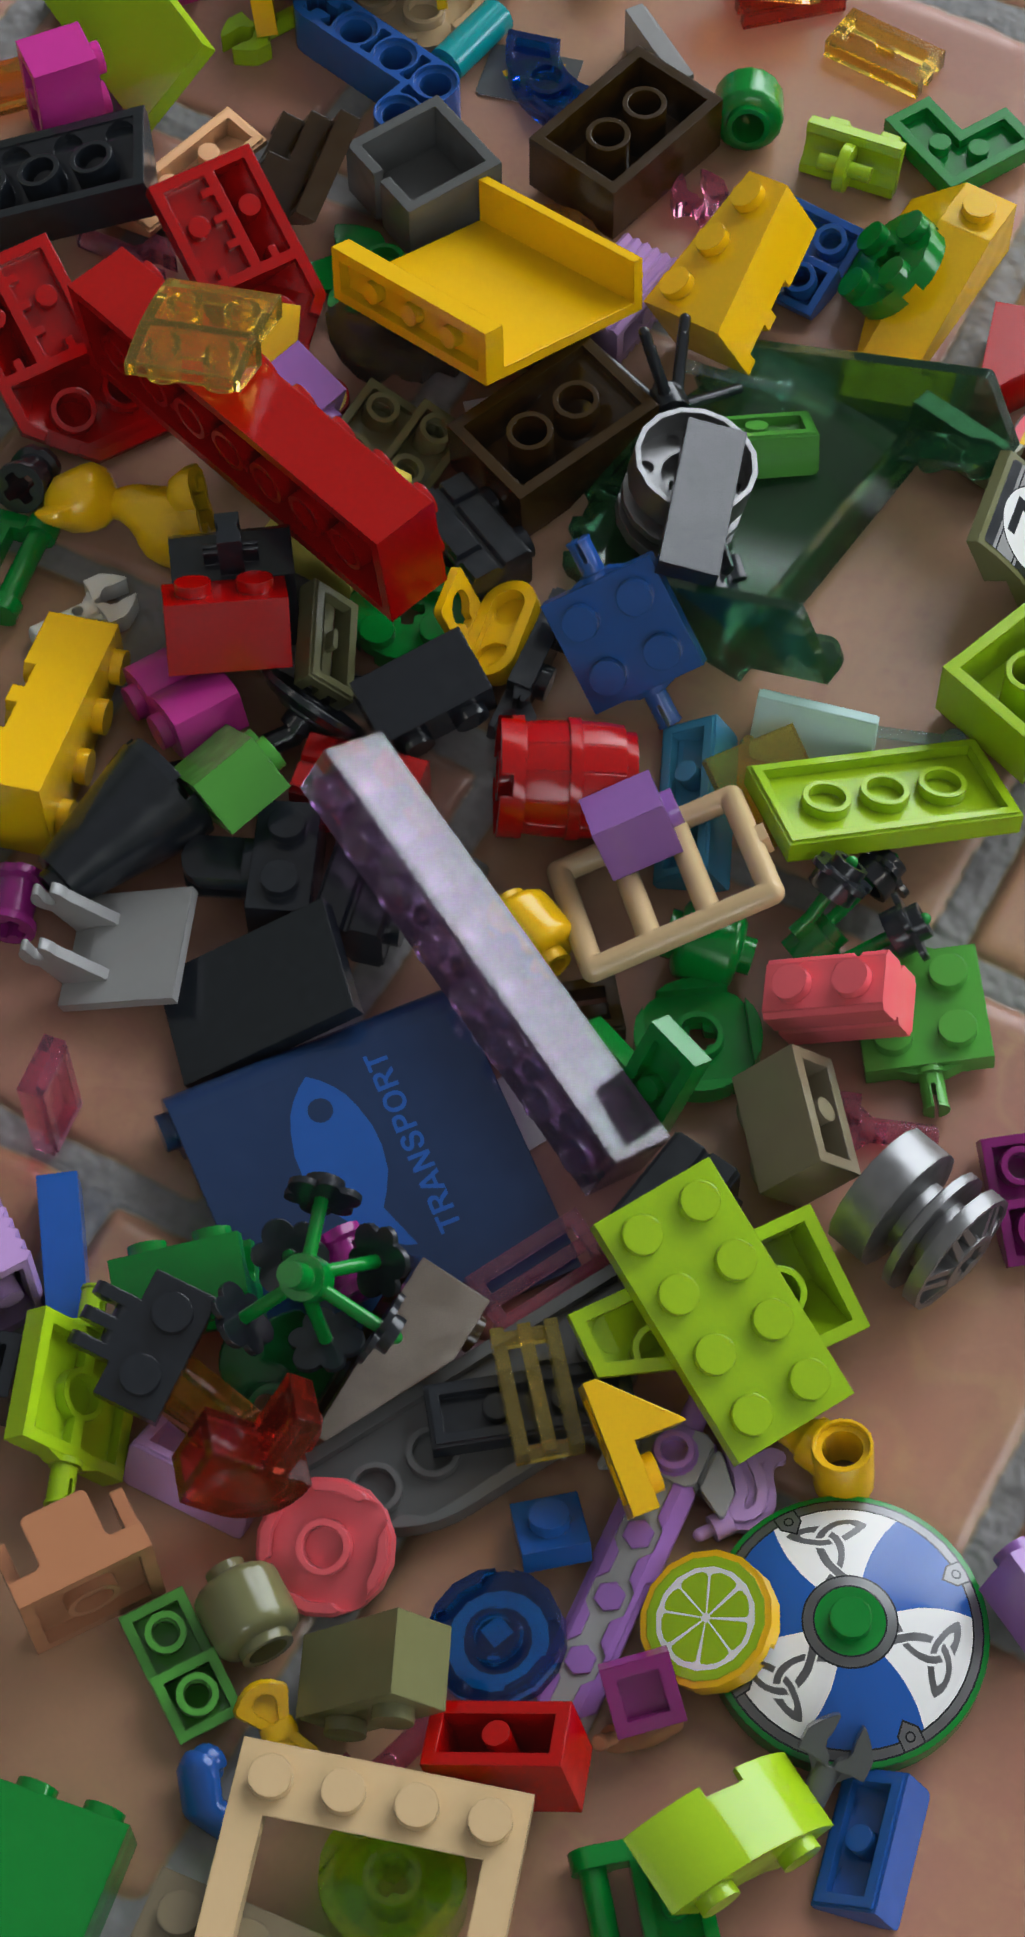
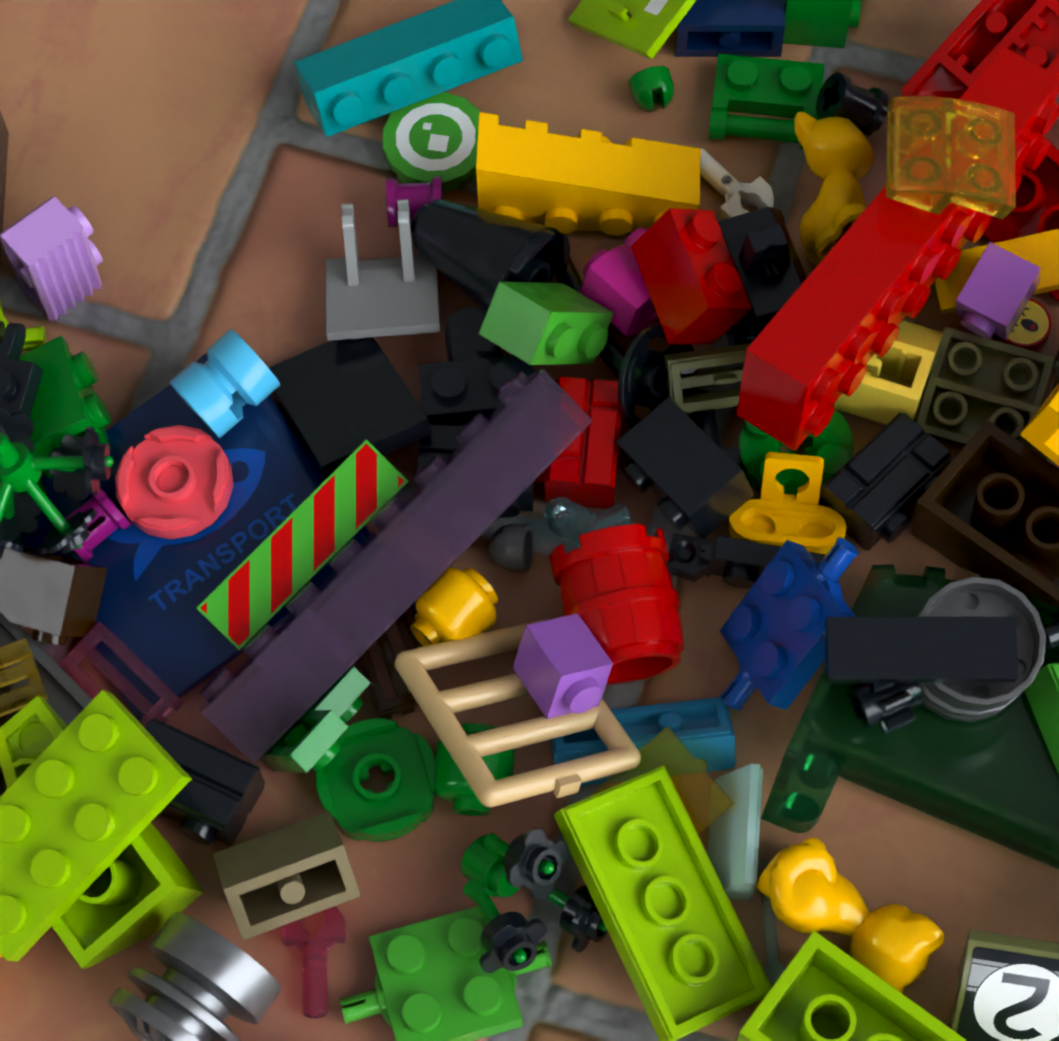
camera: 80 degrees right, 5 degrees up
(49, 1095) = (215, 261): clear pink tile -> none
(62, 1240) = (100, 314): blue piece -> none
(225, 1076) = (225, 383): none -> medium azure wheel
(319, 1142) = (174, 482): none -> coral tile
(437, 1046) = (302, 545): none -> tile
(453, 797) = (571, 519): none -> clear light blue arm
(839, 997) = (420, 891): coral brick -> none
(903, 672) = (813, 896): none -> yellow animal

